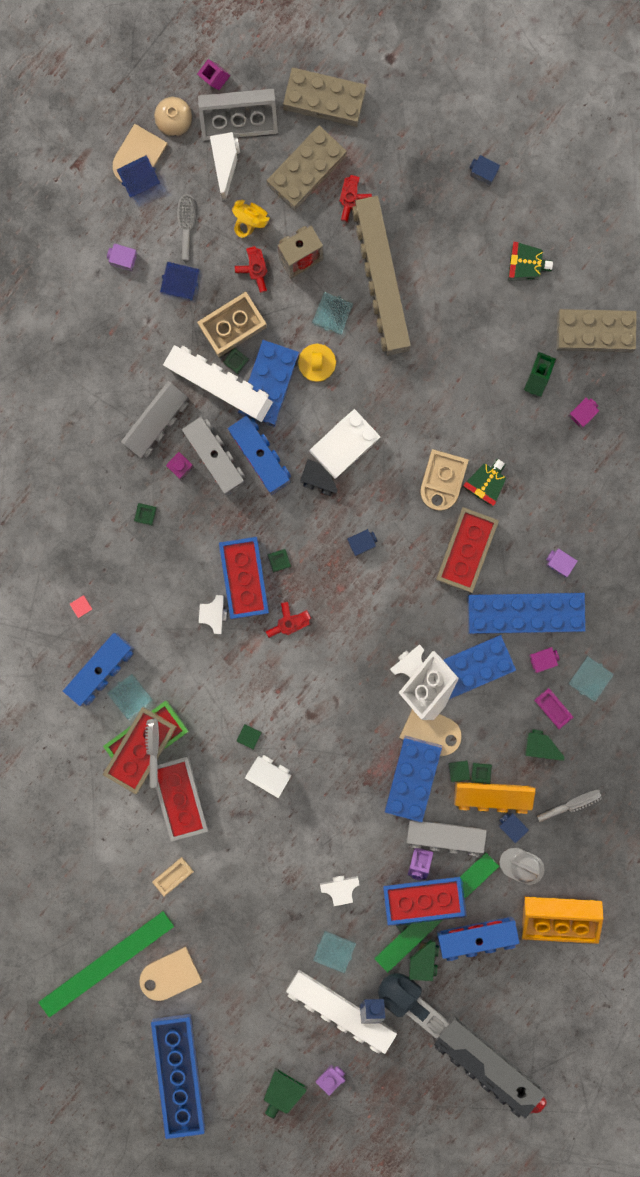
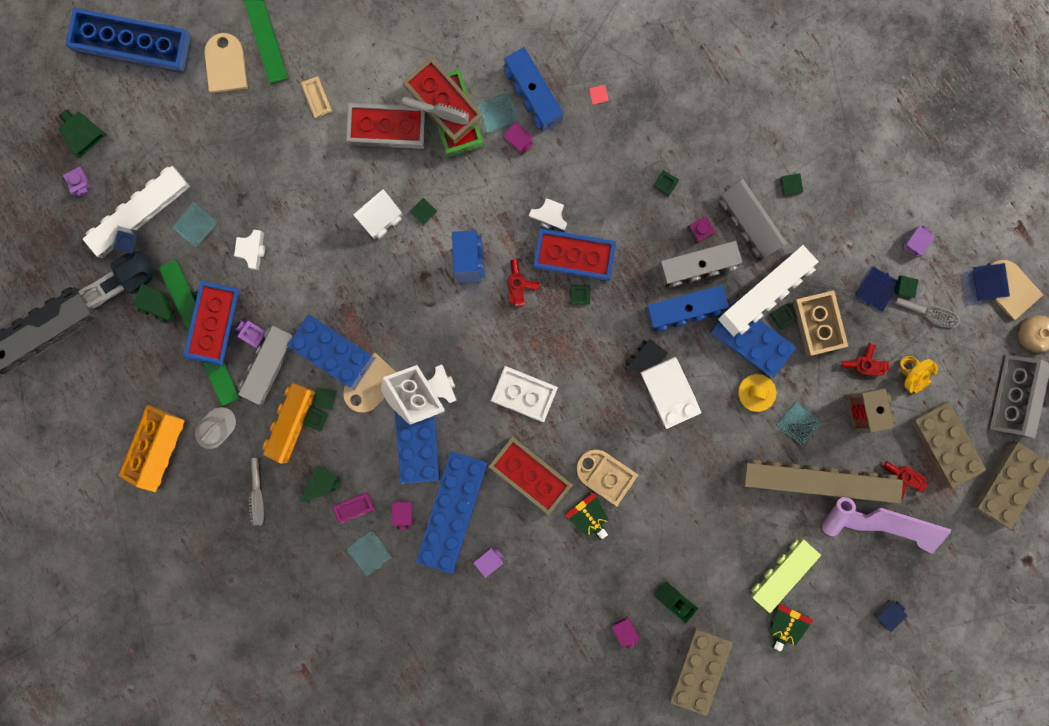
camera: 100 degrees right, 0 degrees up
(107, 394) = (791, 184): none -> dark green tile
(149, 668) = (518, 138): none -> magenta brick
(169, 254) = (906, 286): none -> dark green tile
(225, 153) = (984, 370): white slope -> none
(282, 676) = (468, 257): none -> blue brick
(362, 542) = (571, 378): dark blue brick -> none
(391, 582) = (524, 394): none -> white tile
(404, 245) = (843, 514): none -> lavender door
(479, 280) = (784, 575): none -> yellowish green brick
(492, 935) = (160, 362): blue brick -> none
(512, 827) = (254, 431): dark blue brick -> none

